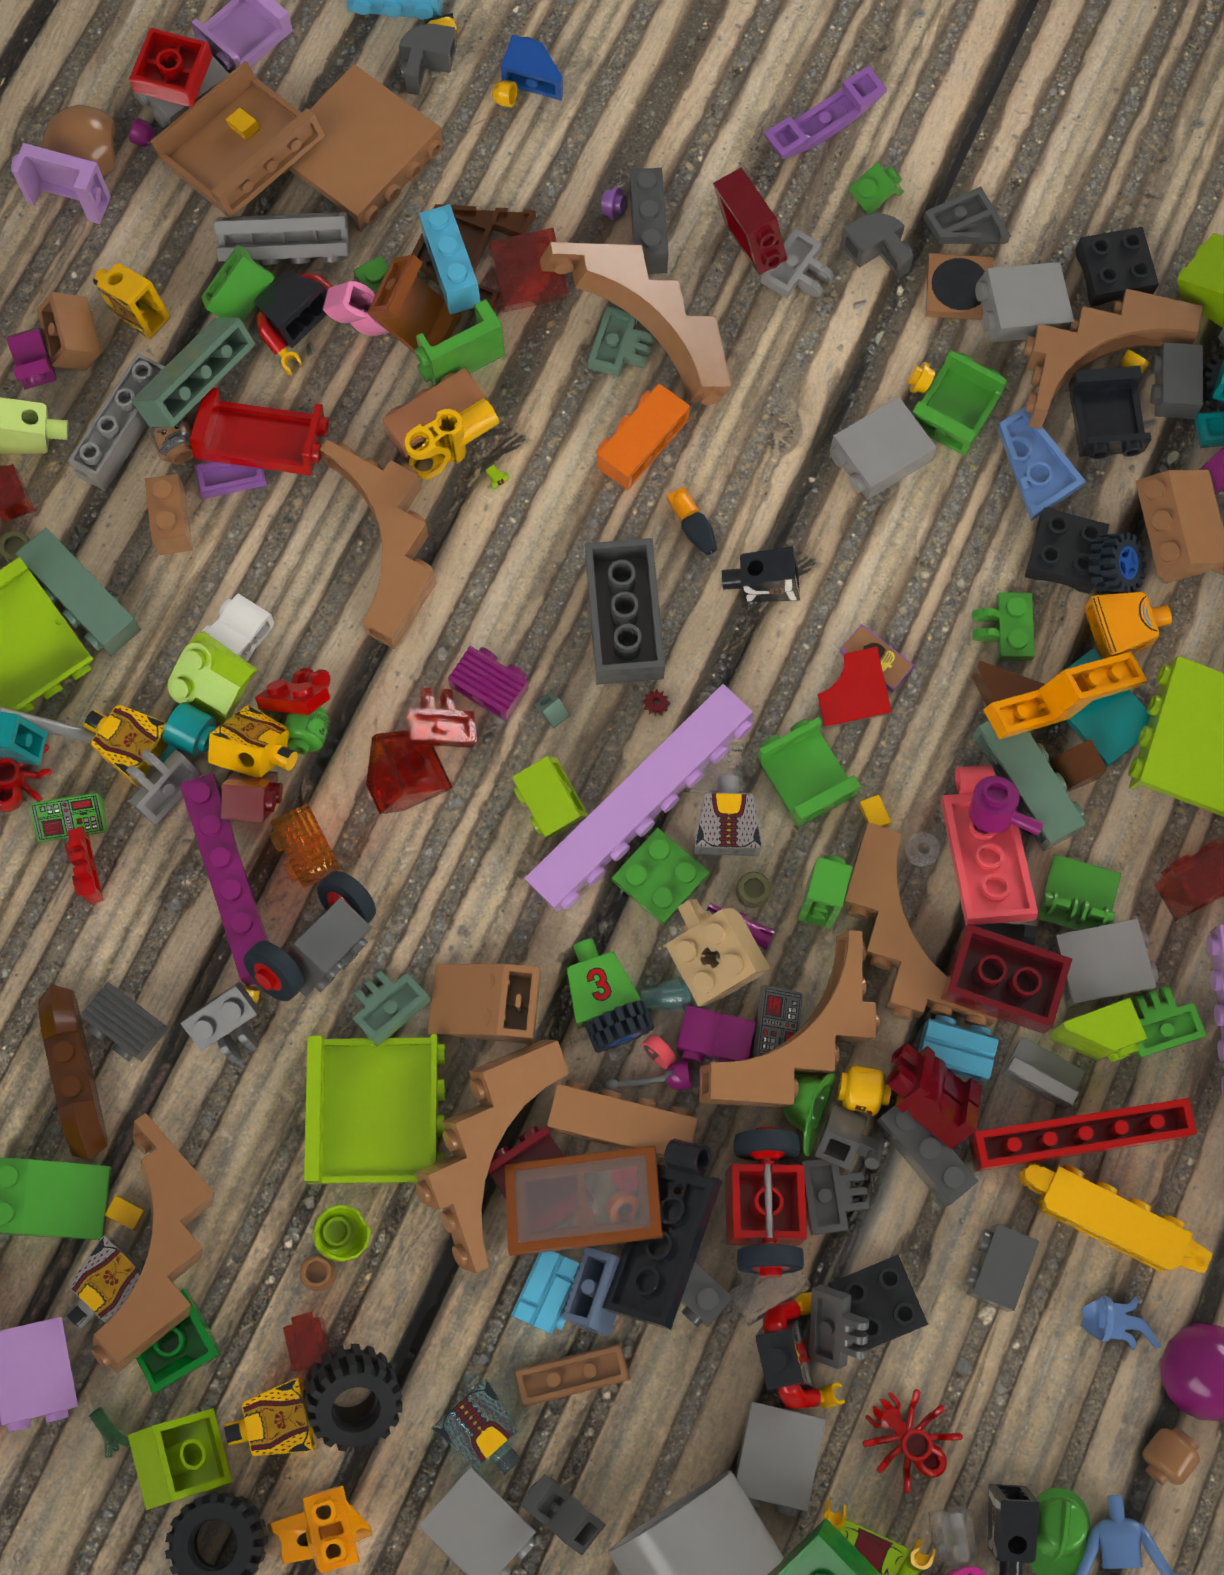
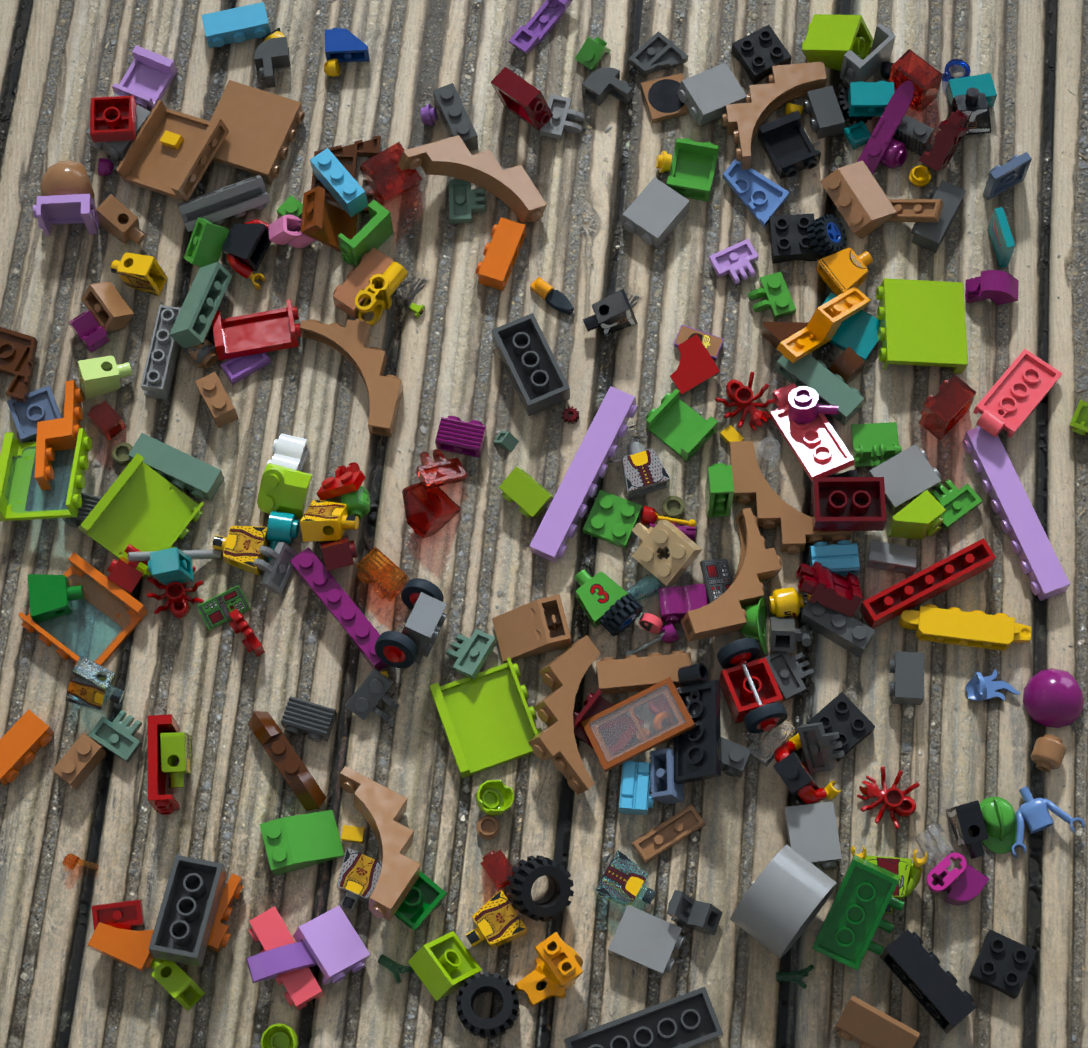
camera: 15 degrees left, 5 degrees down
(130, 215) = (119, 221): none -> medium nougat torso
(716, 892) = (650, 515): none -> hinge
(911, 764) = (743, 399): none -> red animal
(971, 556) = (735, 261): none -> lavender hinge

